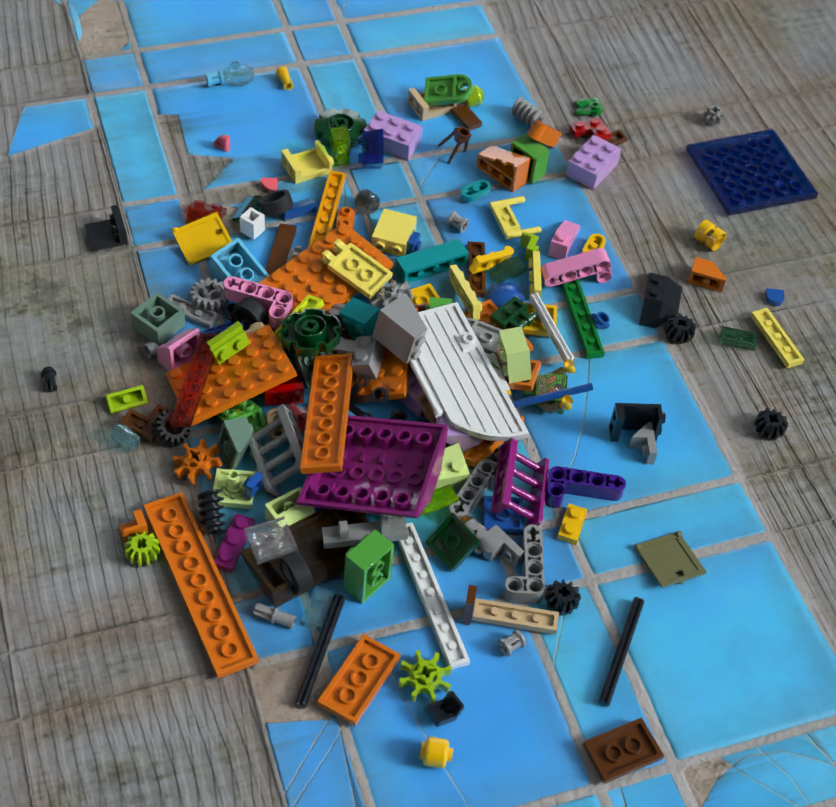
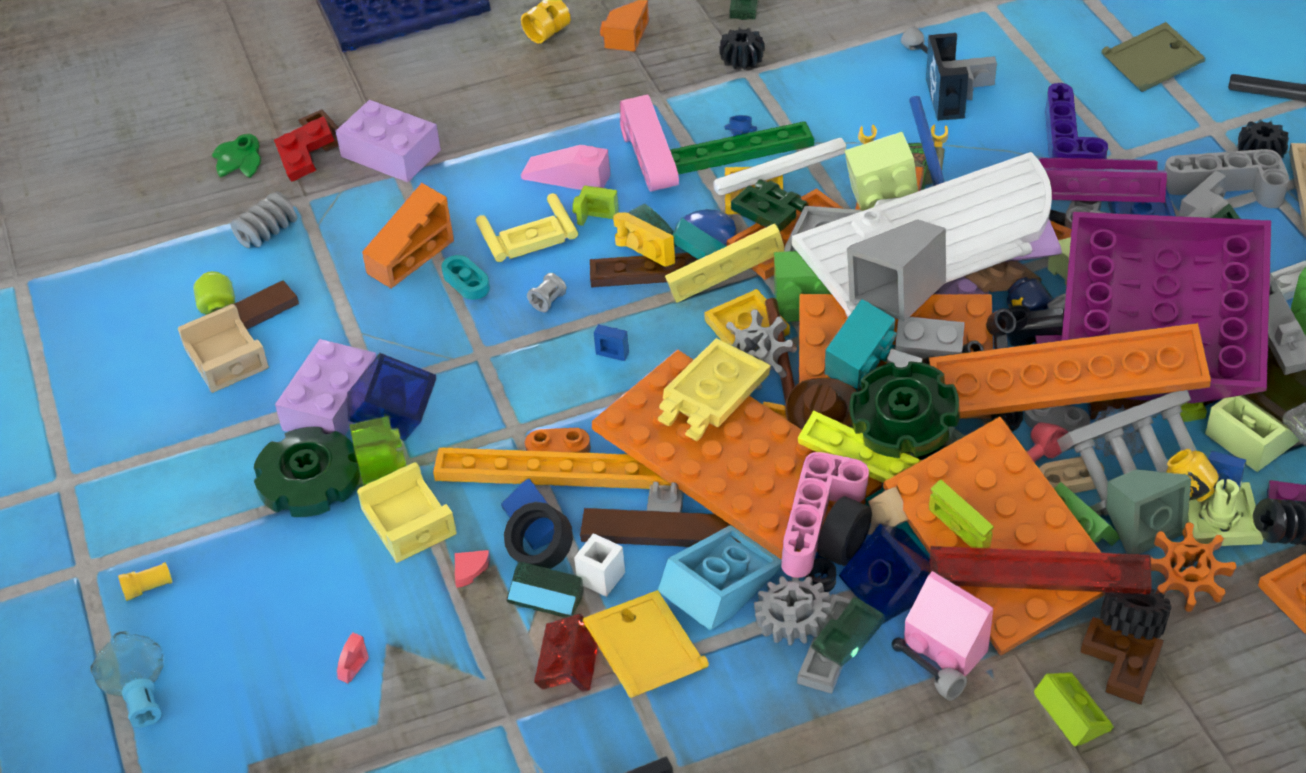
camera: 85 degrees left, 5 degrees down
(125, 437) = (1172, 682): clear light blue brick -> none
(158, 319) = (882, 674): sand green brick -> none
(193, 316) = (849, 633): none -> clear green slope
(249, 463) = (1198, 468): none -> yellow head
(367, 201) = (512, 411): clear smoke head -> none
(393, 232) = (587, 365): light yellow panel -> none
(431, 261) = (648, 314): teal brick -> none
(447, 89) = (212, 318): bright green tile -> none
(461, 136) = (354, 282): reddish brown plant -> none
(484, 282) = (695, 240): none -> teal tile
(535, 273) = (663, 193): light yellow plate -> none
(536, 152) = (386, 195): bright green brick -> none
(544, 133) = (339, 182): orange beam -> none
(572, 524) = (1132, 144): yellow plate -> none
(594, 242) = (575, 134): yellow plate -> none
(660, 300) = (681, 72): black wedge -> none
(690, 422) = (914, 39): none -> light grey hinge
(713, 115) = (267, 19): light grey gear -> none

